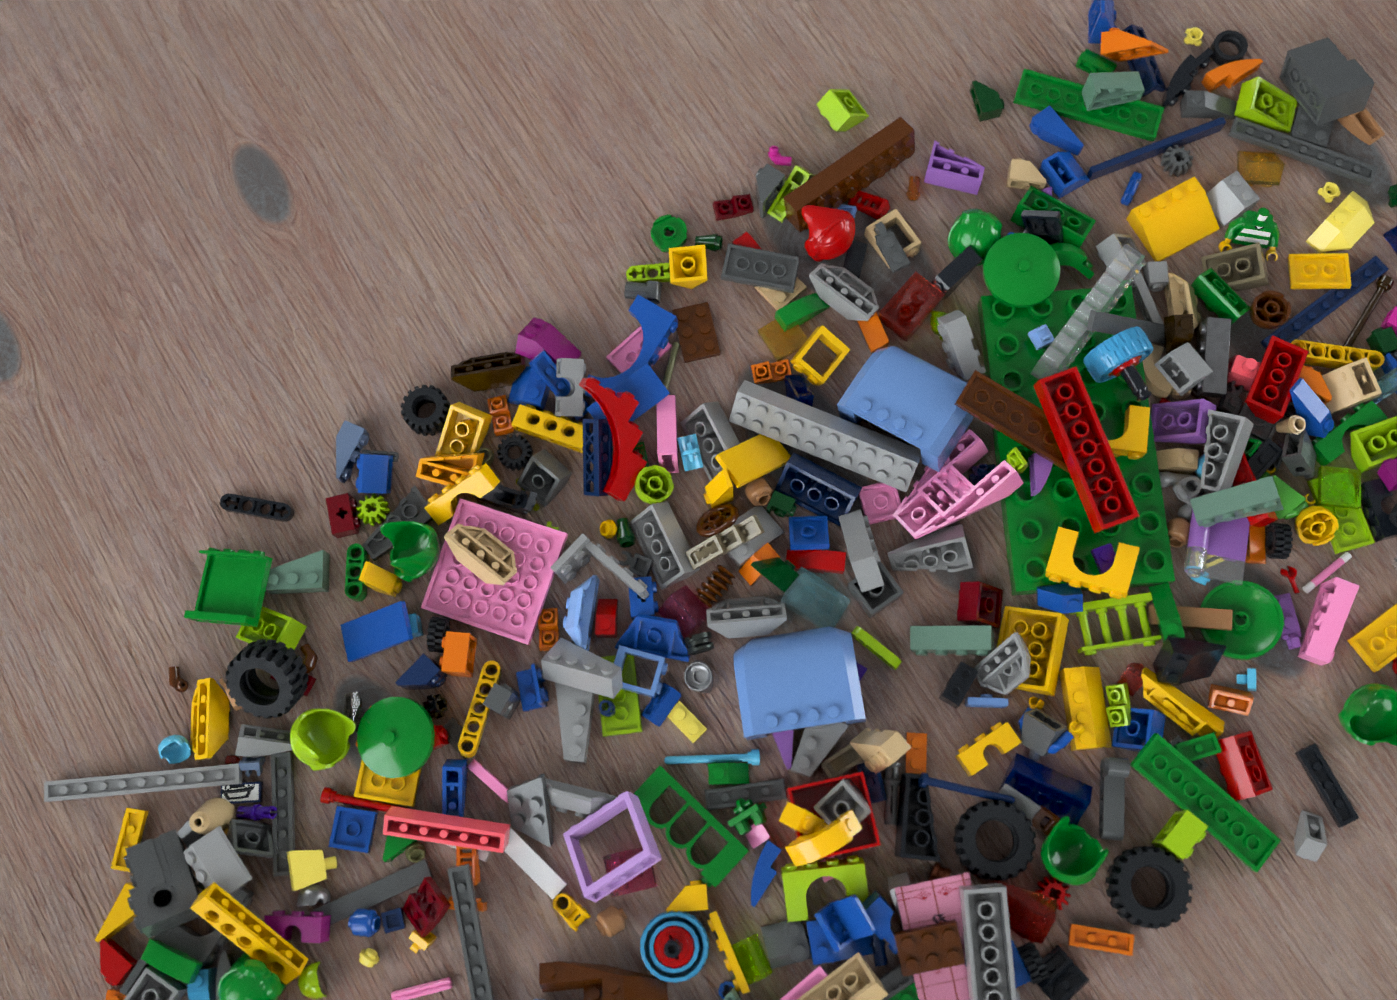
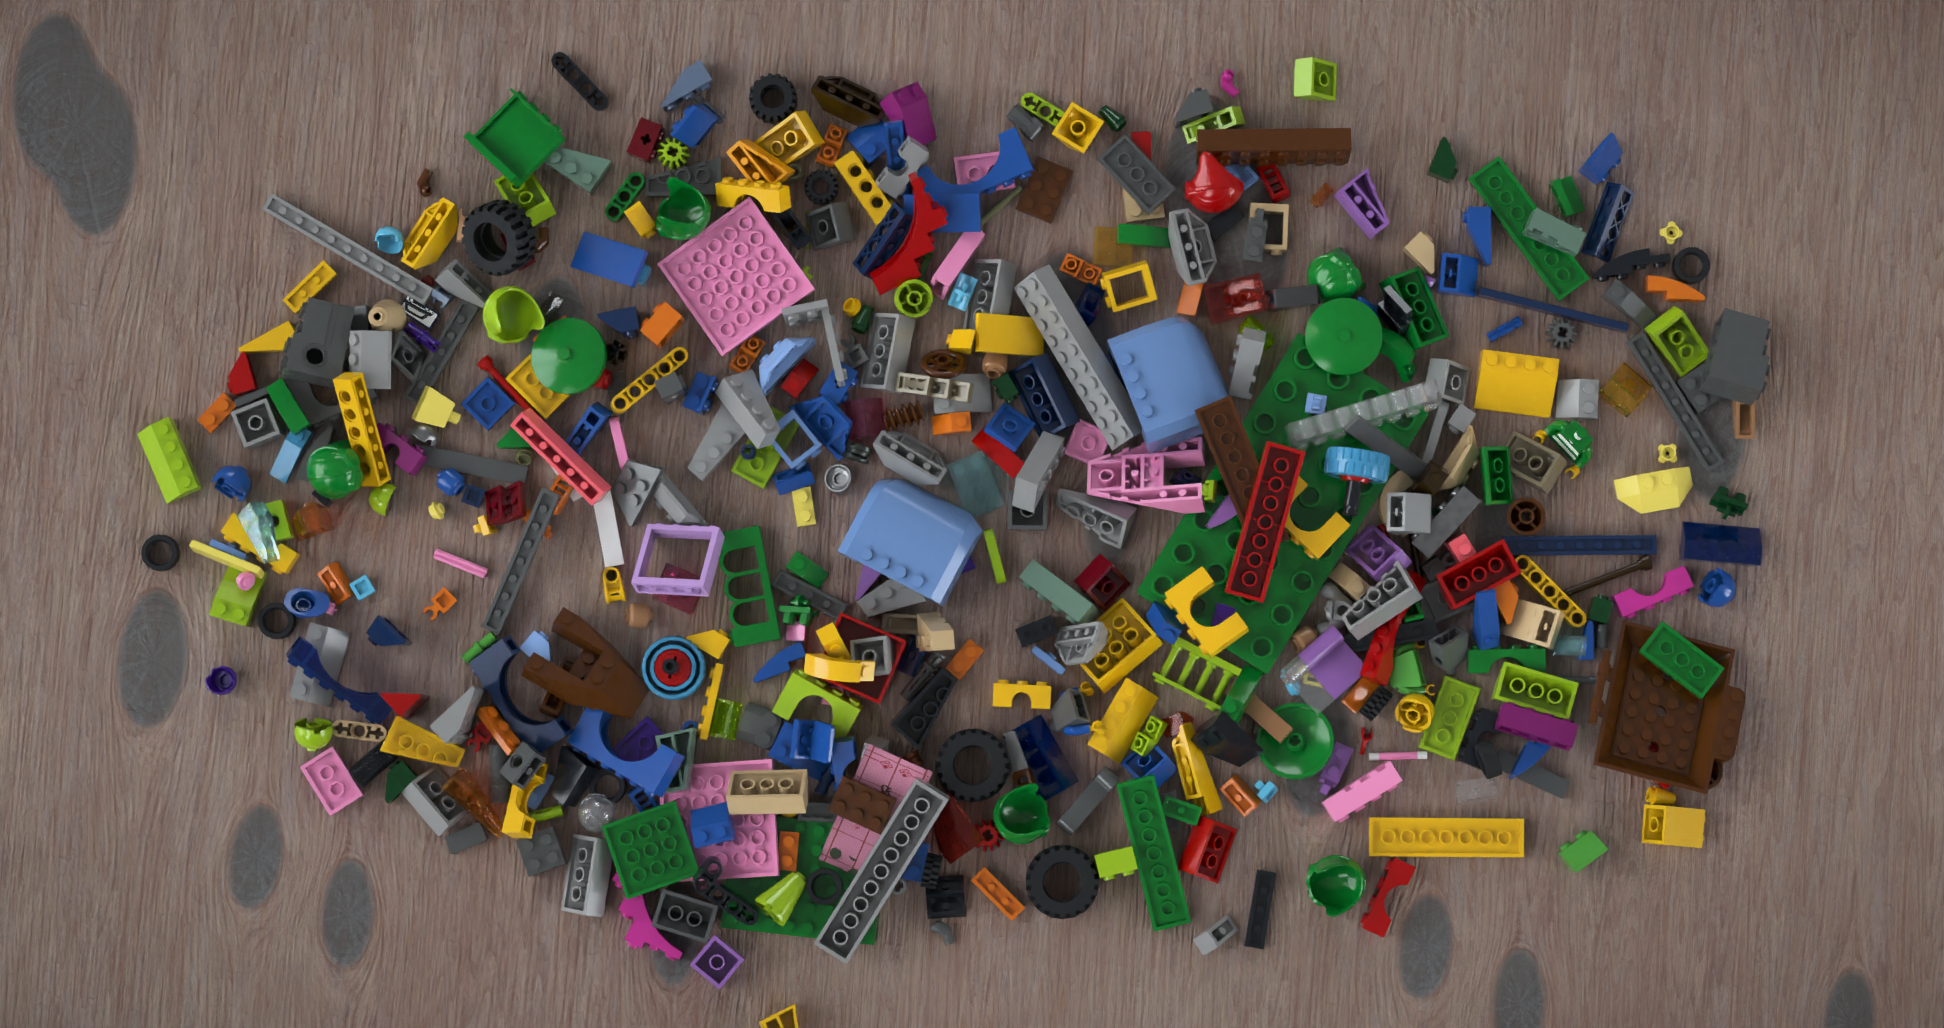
camera: 30 degrees right, 10 degrees up
(436, 631) = (658, 294): black tyre -> none
(482, 553) = (735, 258): tan wedge -> none
(669, 223) = (1093, 79): green plate -> none
(732, 208) = (1156, 100): dark red slope -> none
(751, 757) = (834, 570): medium azure piece -> none
(777, 571) = (958, 440): dark green slope -> none
(925, 780) = (951, 682): dark blue bar -> none
(1125, 46) = (1598, 202): orange slope -> none
(1237, 502) = (1357, 649): sand green wedge -> none
(1292, 425) = (1461, 621): tan cone -> none
(1319, 271) = (1598, 513): yellow tile -> none
(1339, 487) = (1460, 697): clear neon green plate -> none

